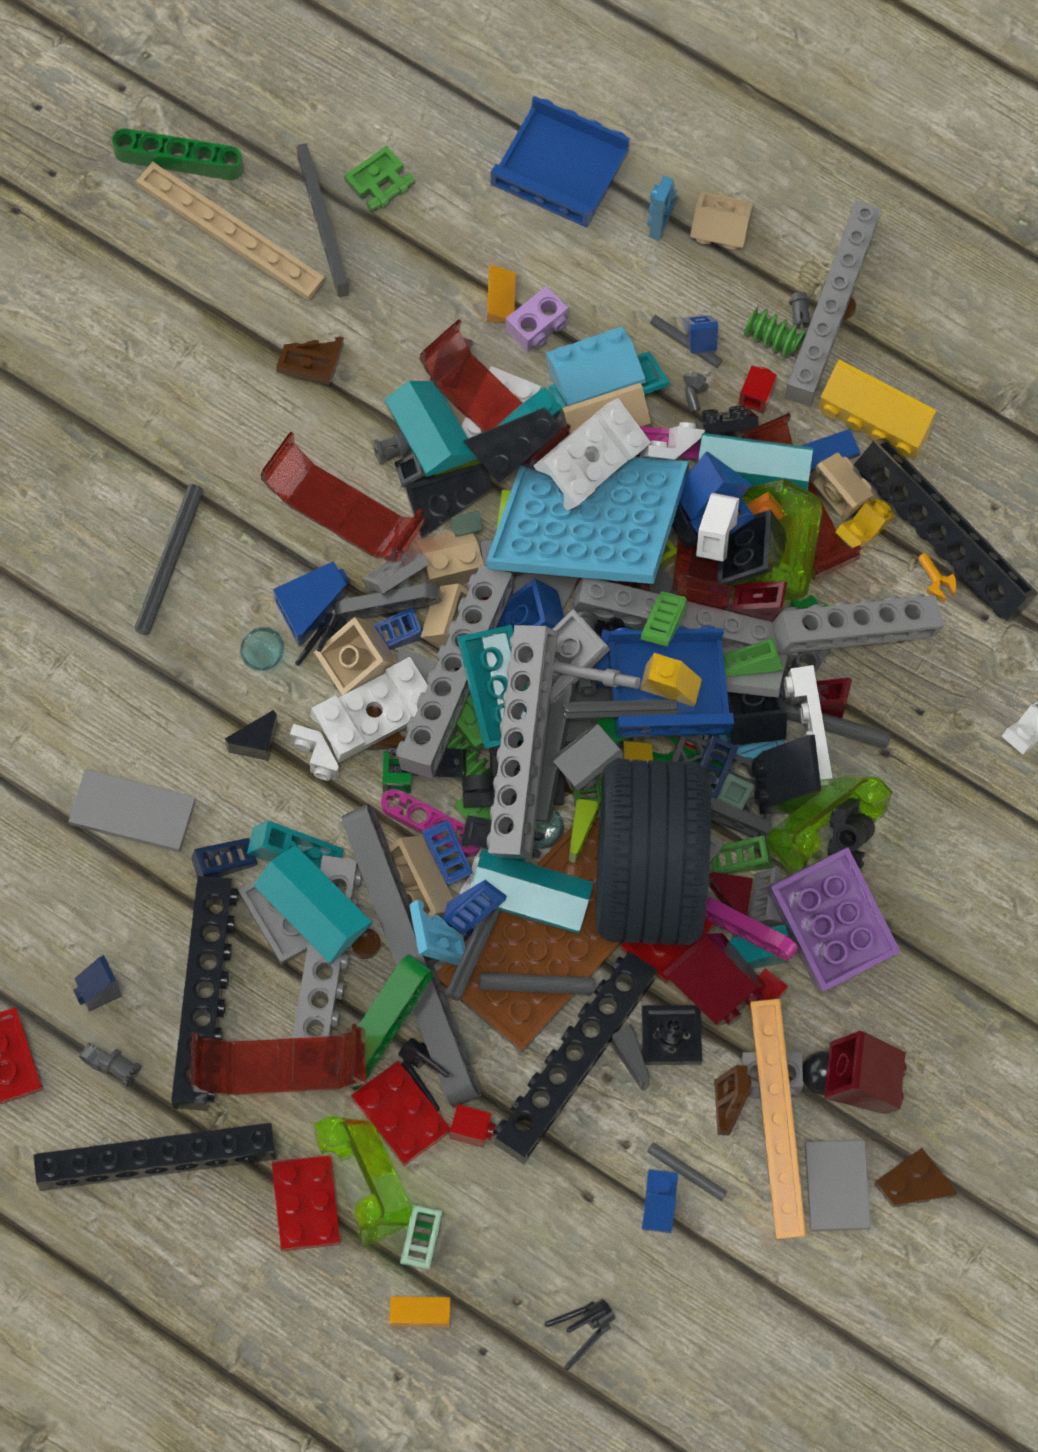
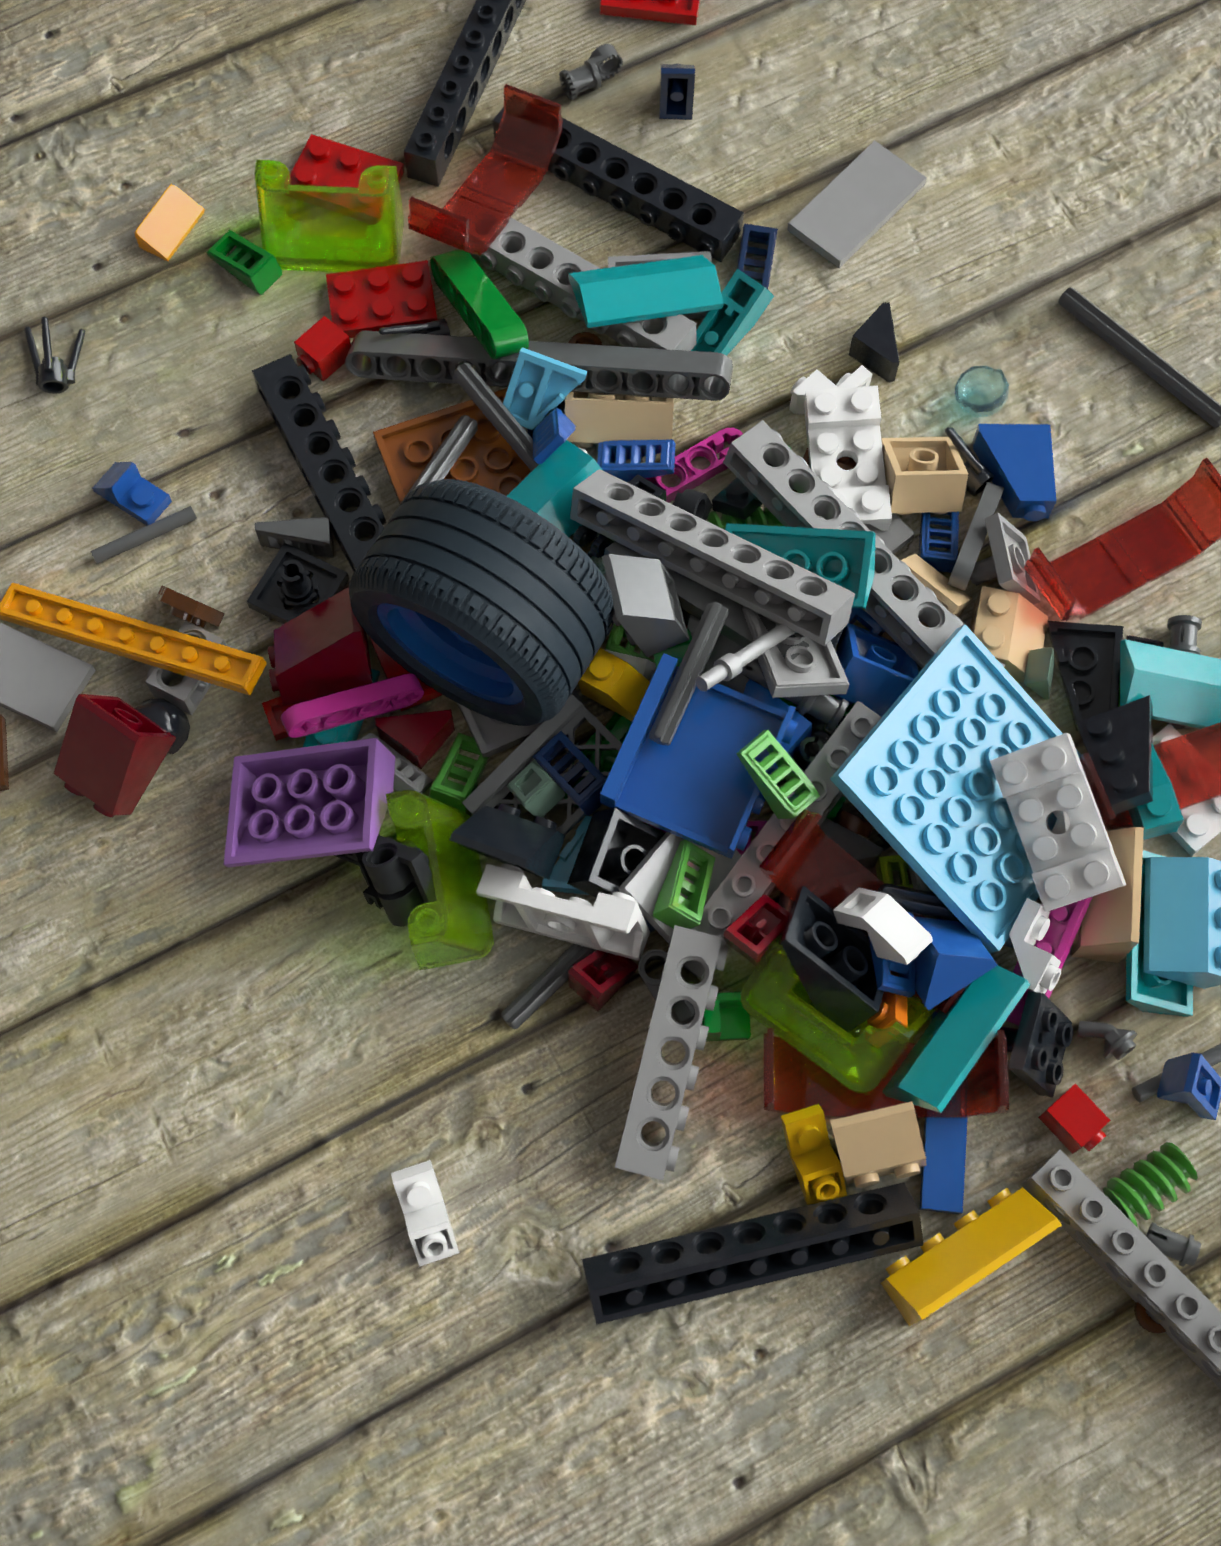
camera: 120 degrees right, 0 degrees up
(671, 680) = (695, 752): yellow slope -> none
(937, 579) = (694, 1210): light orange bar -> none

